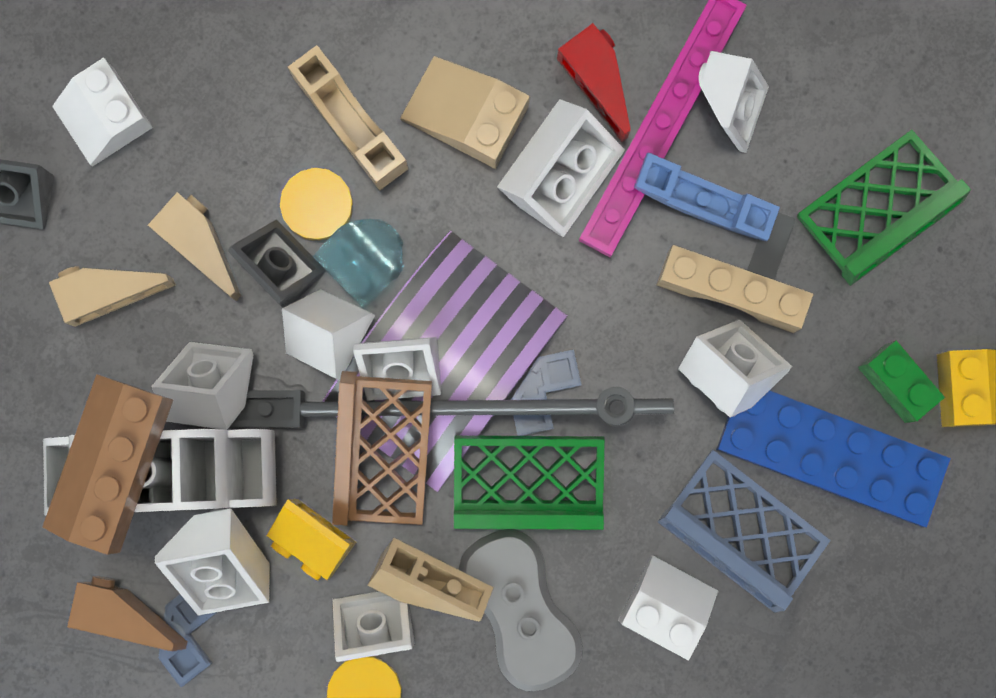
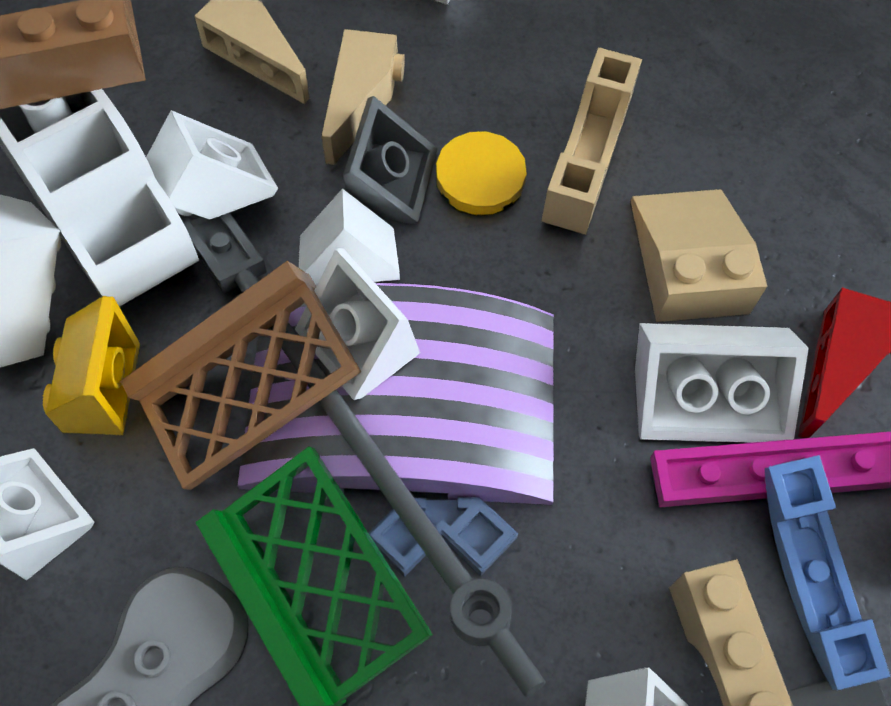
camera: 55 degrees right, 20 degrees down
(363, 258) = (457, 244): clear light blue slope -> none
(428, 582) = (107, 539): tan slope -> none

